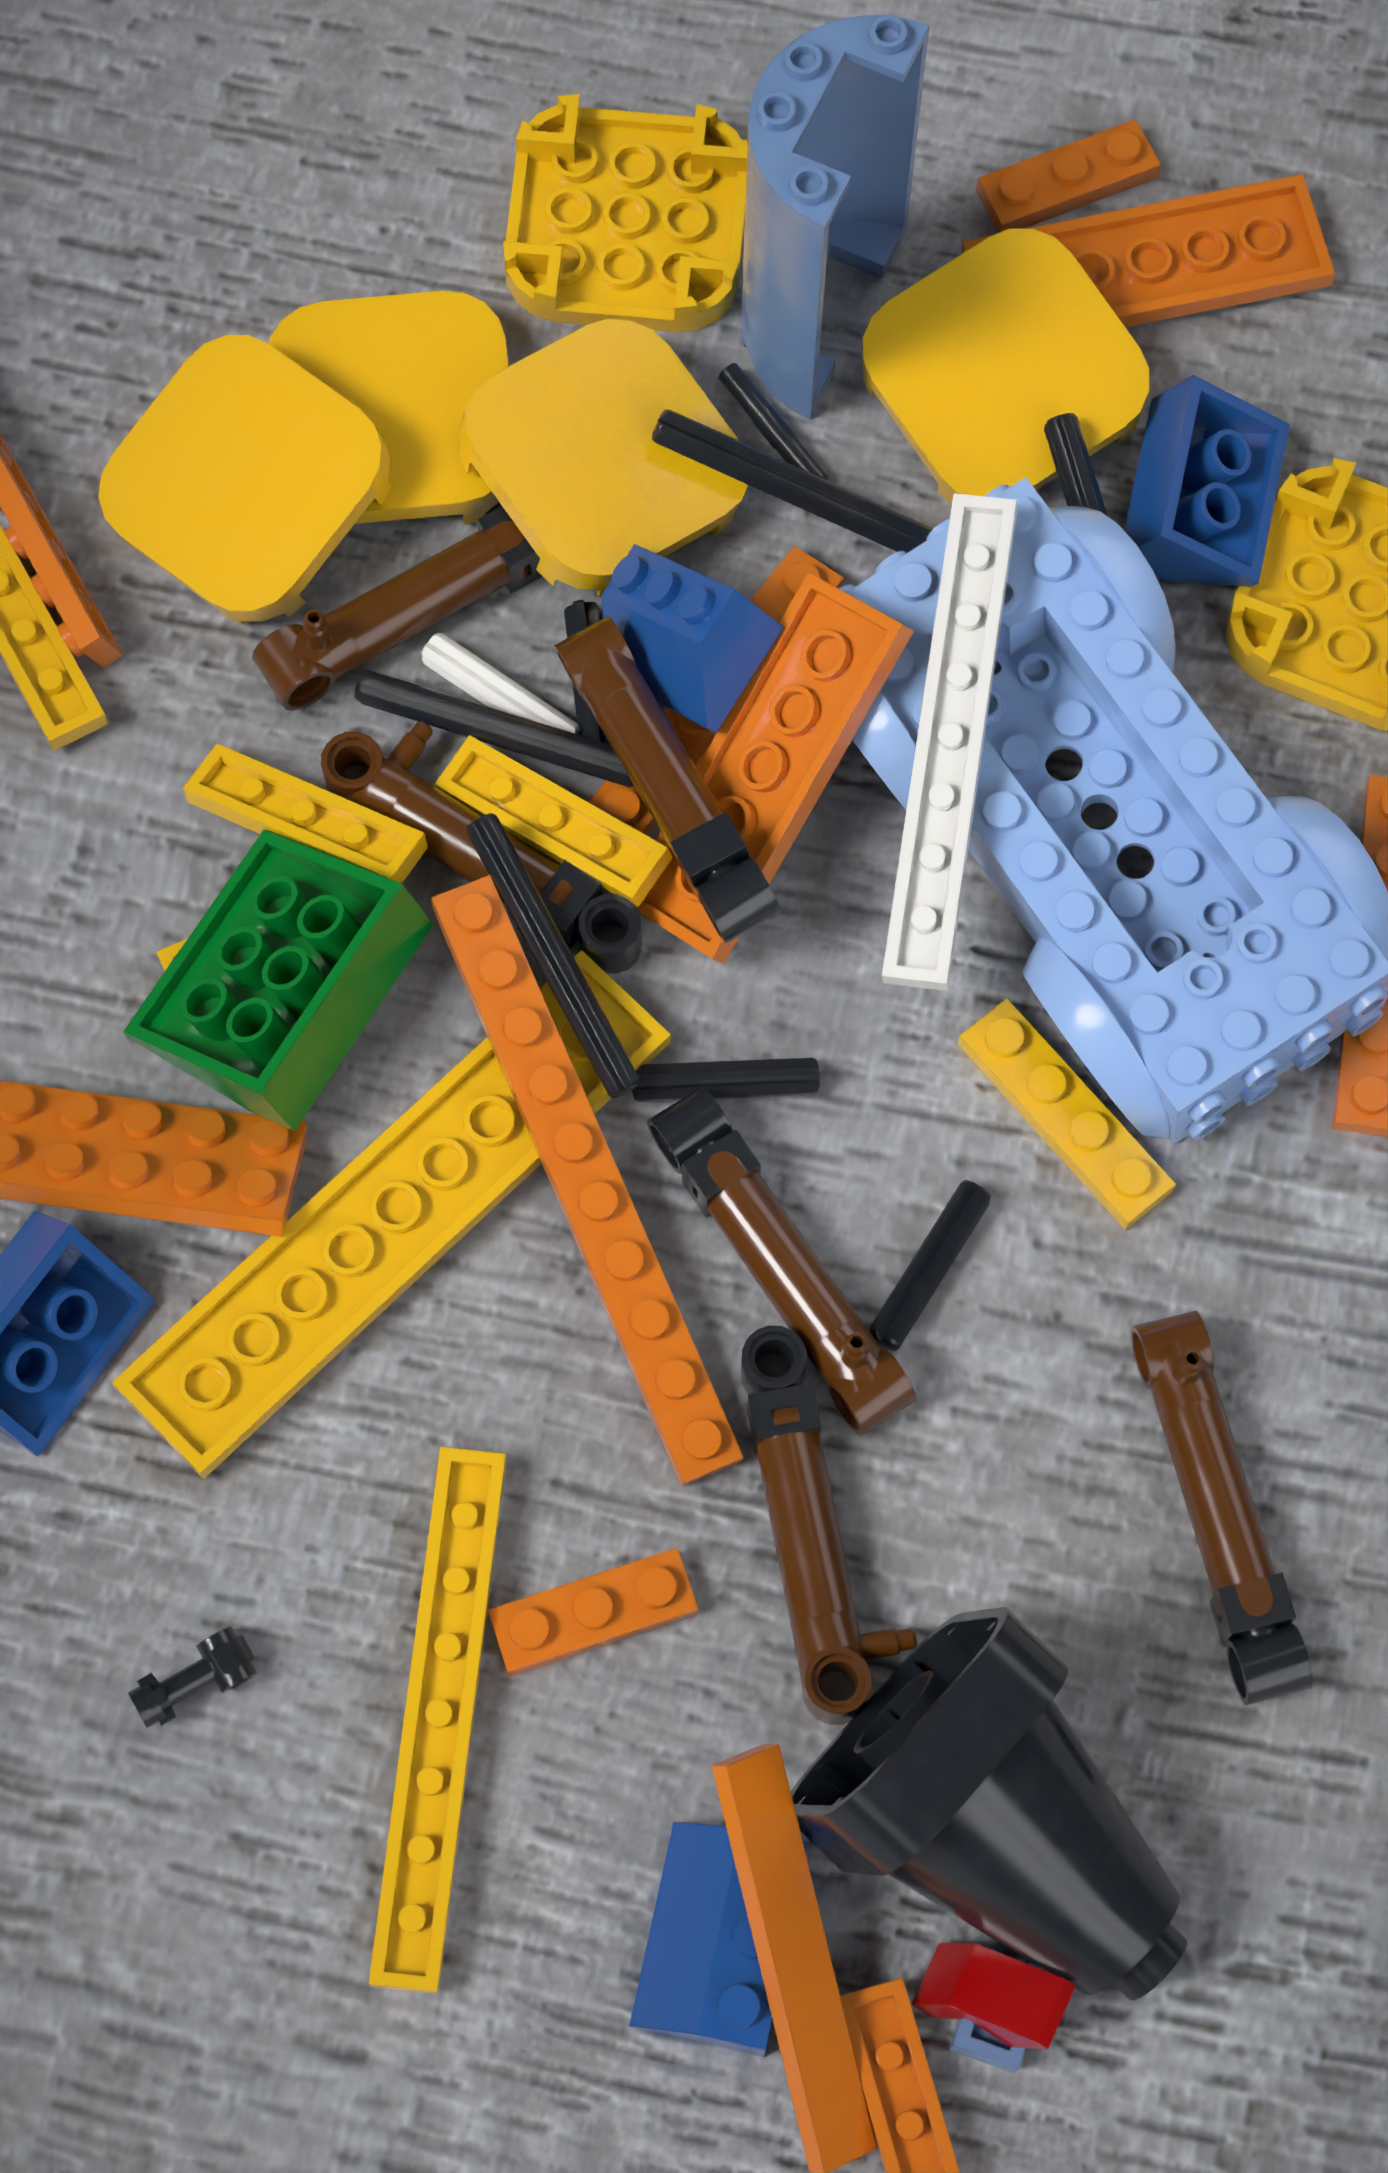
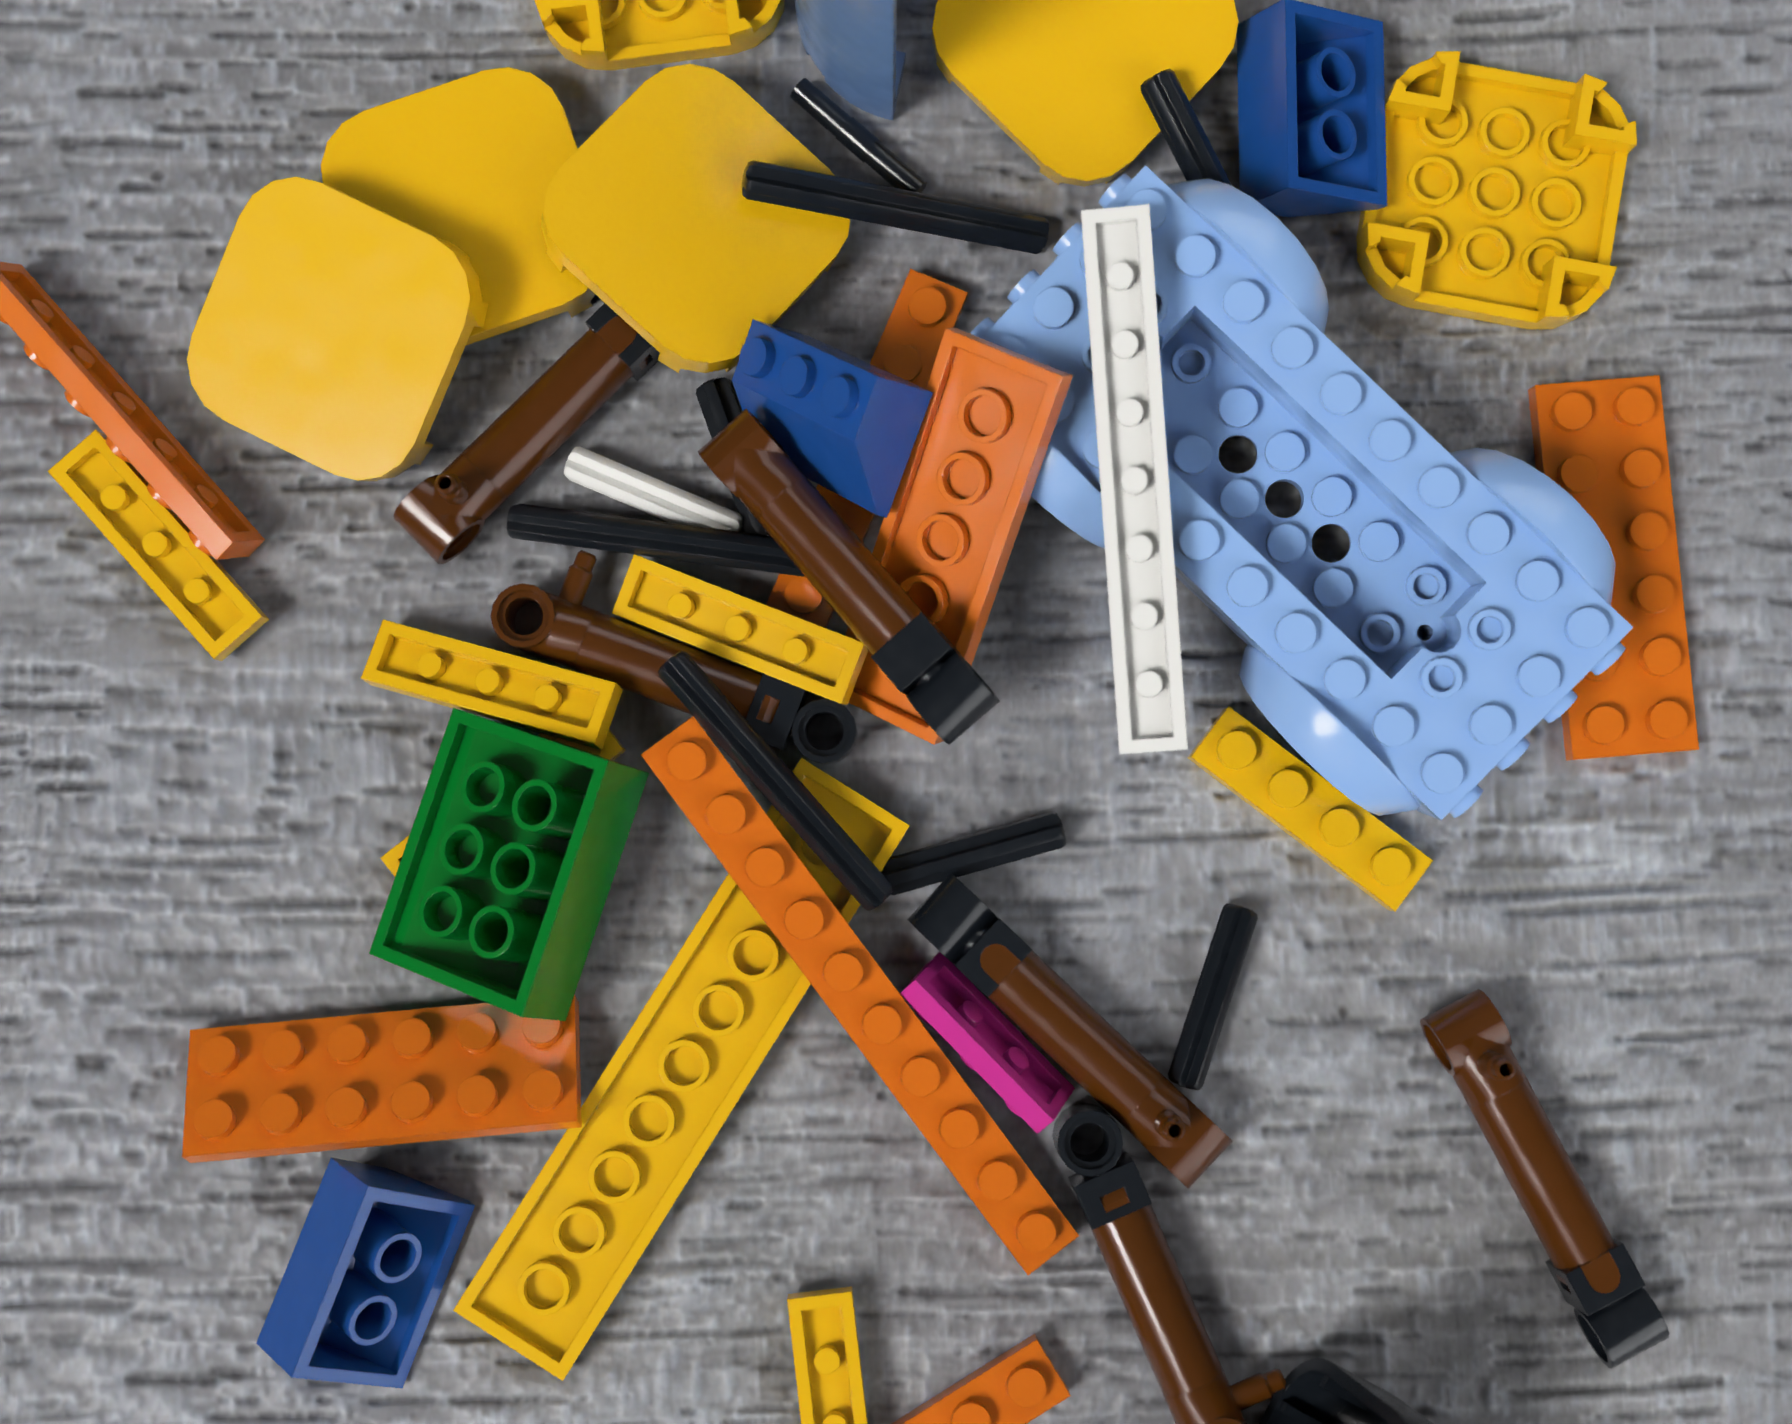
camera: 15 degrees left, 15 degrees up
(696, 1251) = (988, 1042): none -> dark pink plate

